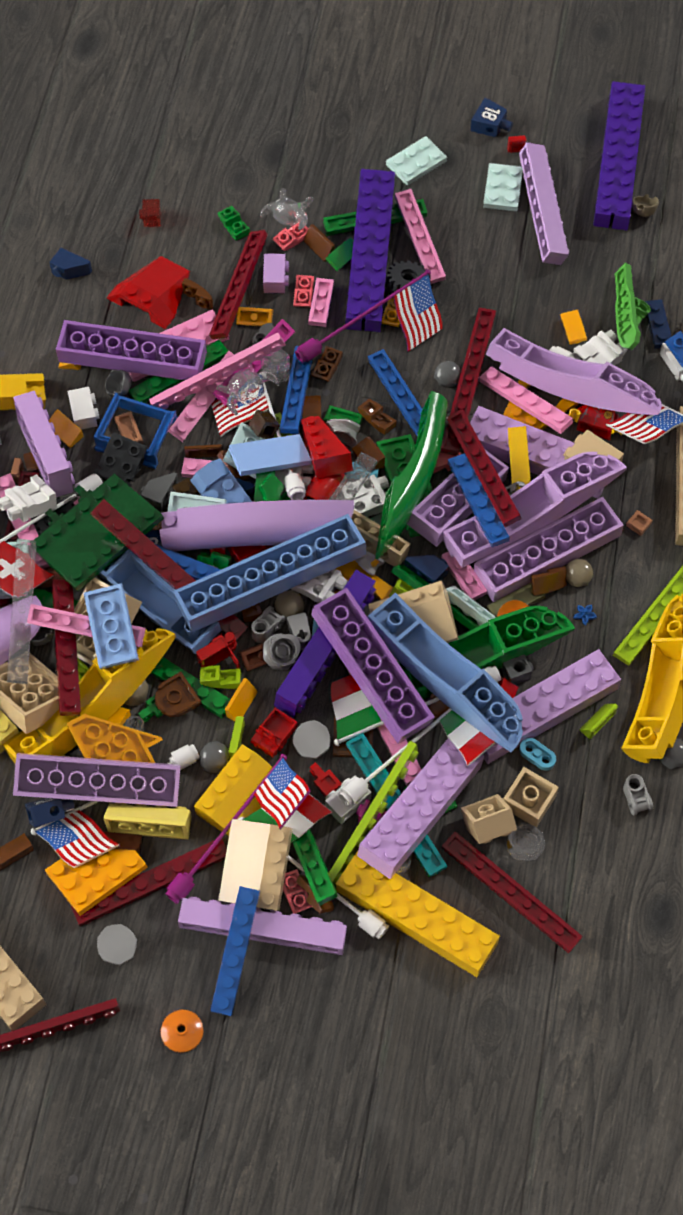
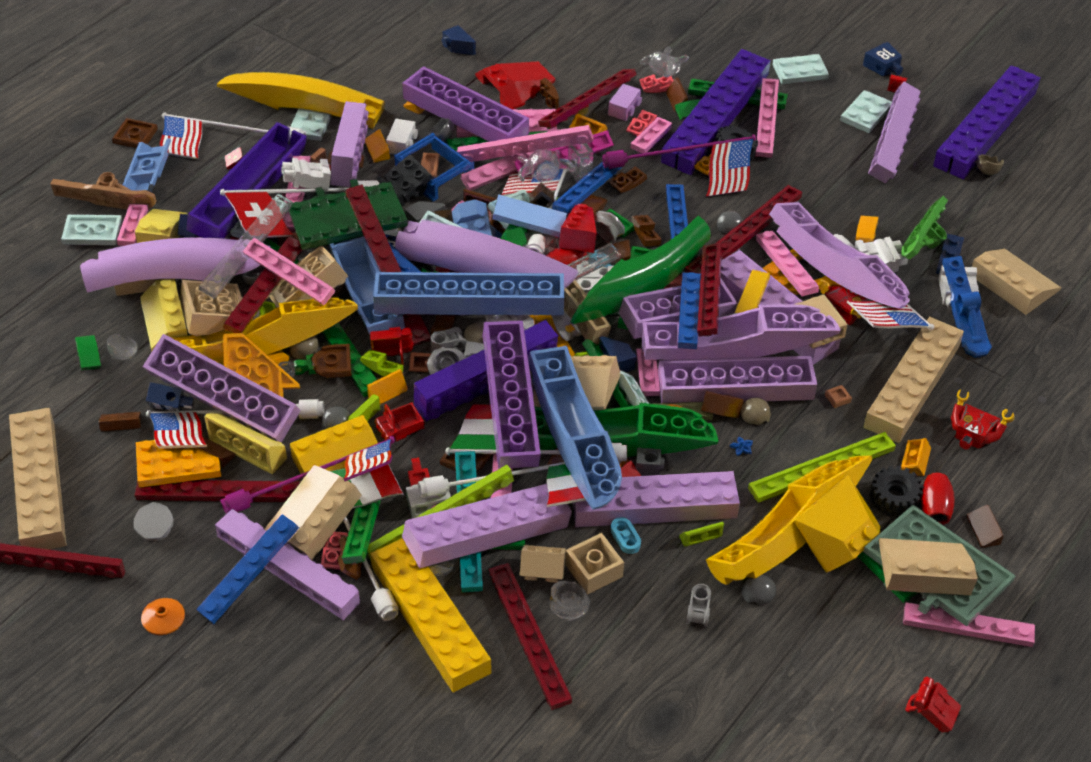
camera: 25 degrees right, 15 degrees down
(111, 626) = (306, 276): light blue tile -> none
(150, 212) = (549, 29): clear red brick -> none
(232, 221) = (613, 59): green slope -> none
(311, 739) = (427, 440): light grey hat -> none

